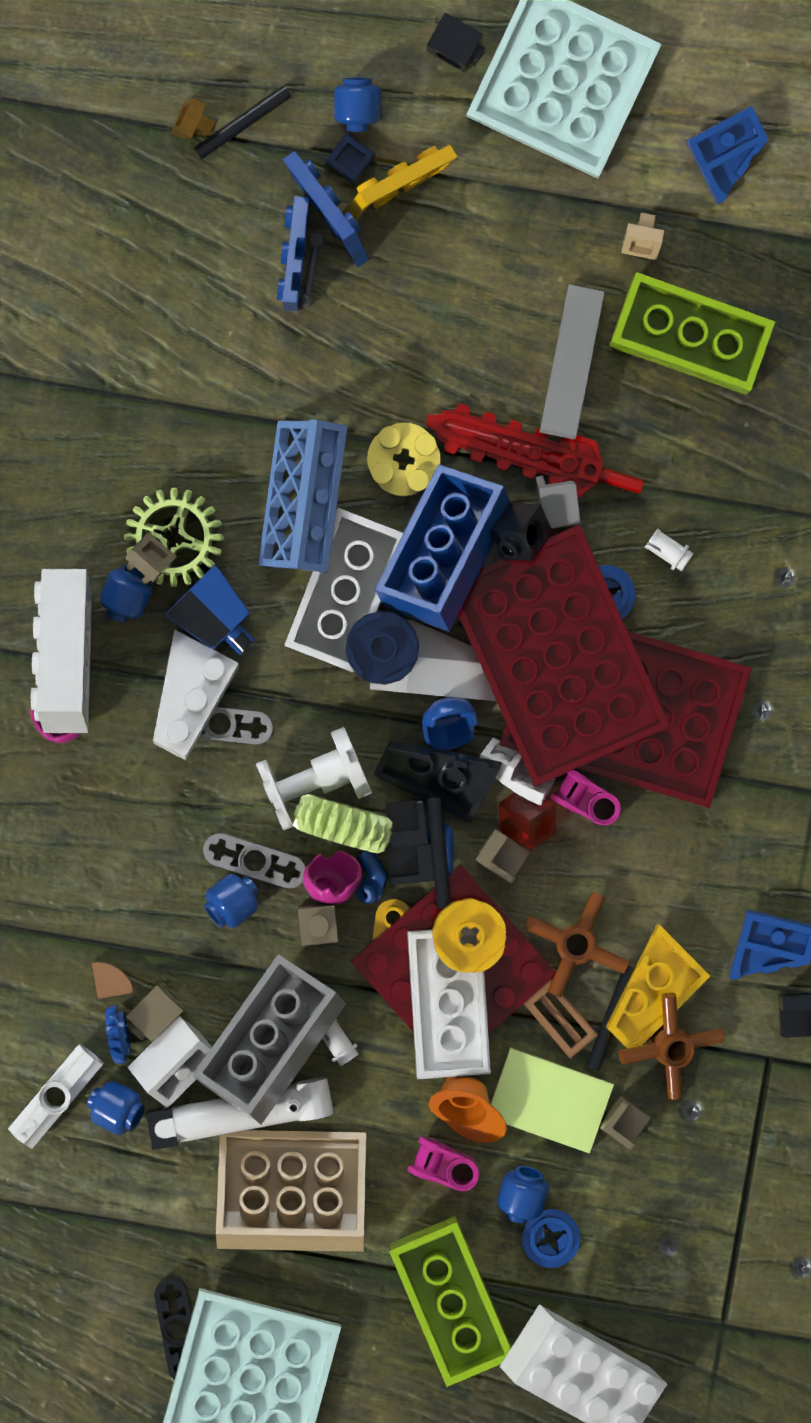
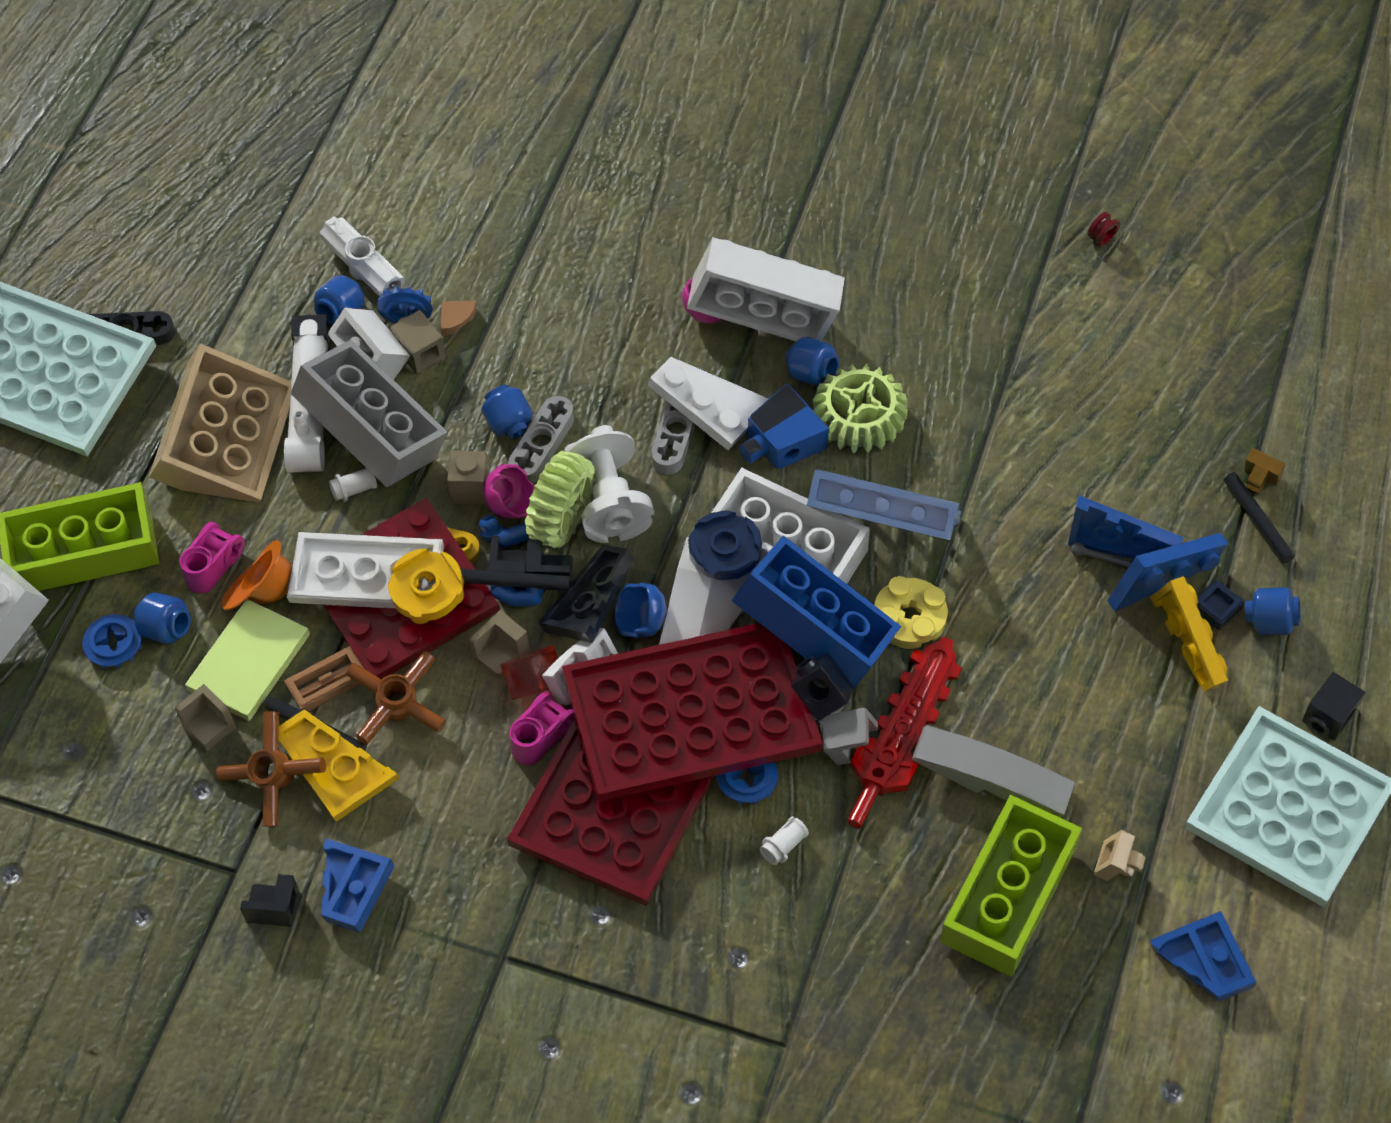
camera: 105 degrees right, 30 degrees down
(150, 558) = (842, 369): dark tan tile -> none

